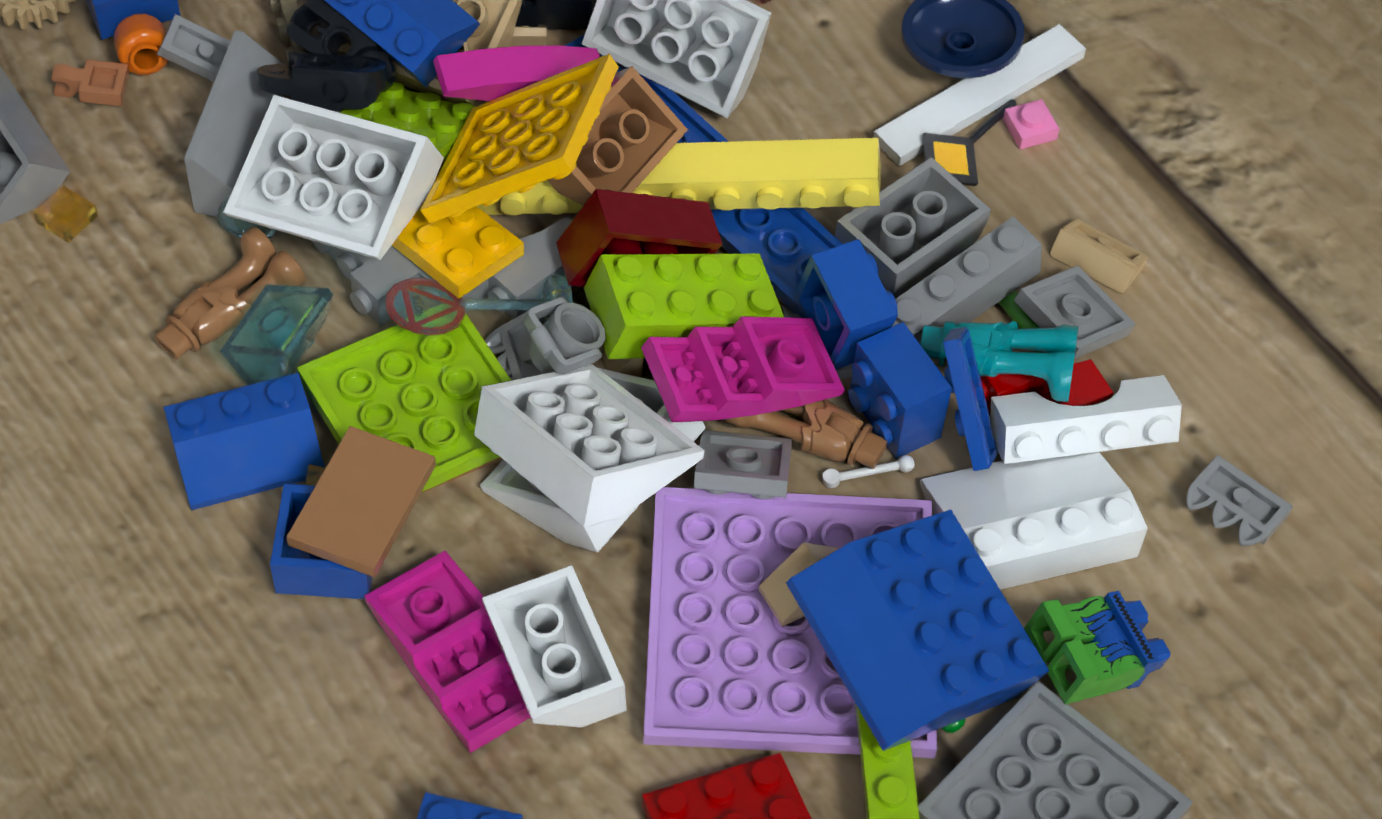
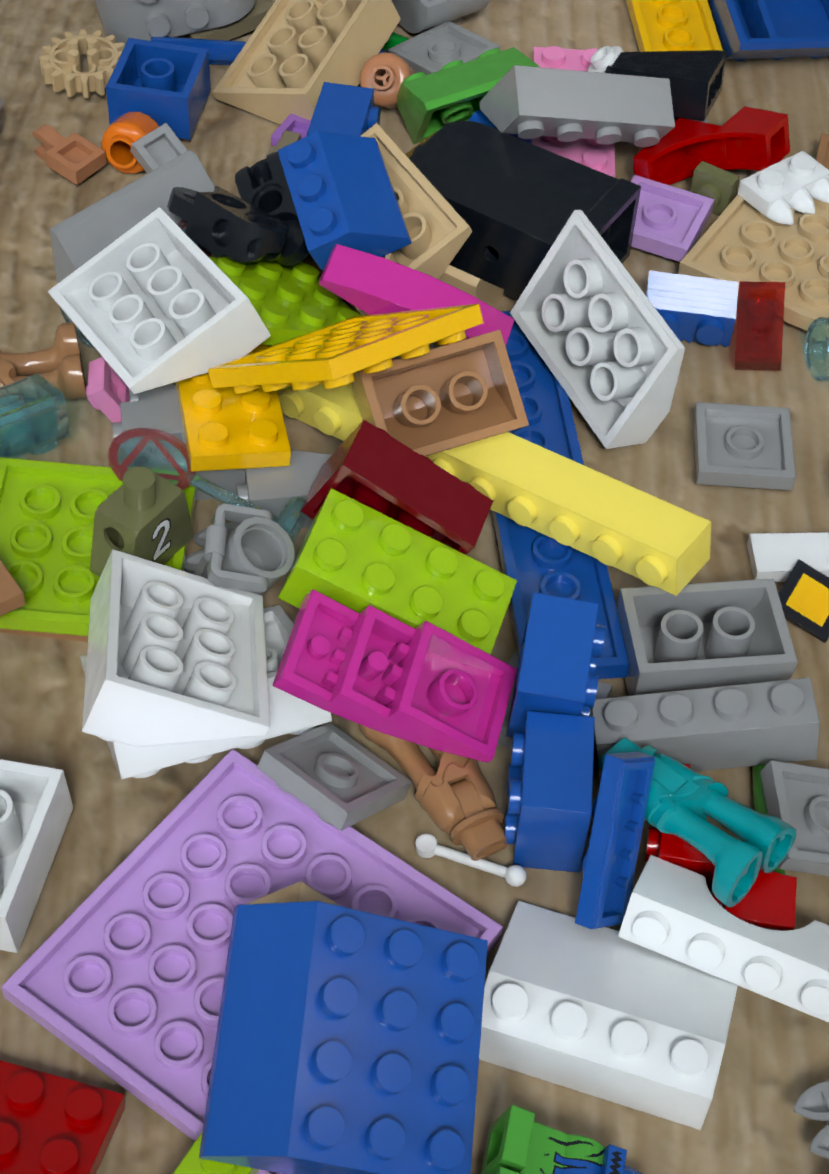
camera: 35 degrees right, 5 degrees down
(319, 269) = (106, 389): none -> bright pink plate
(470, 348) = (141, 519): none -> olive torso
(819, 64) = (743, 446): none -> light grey plate

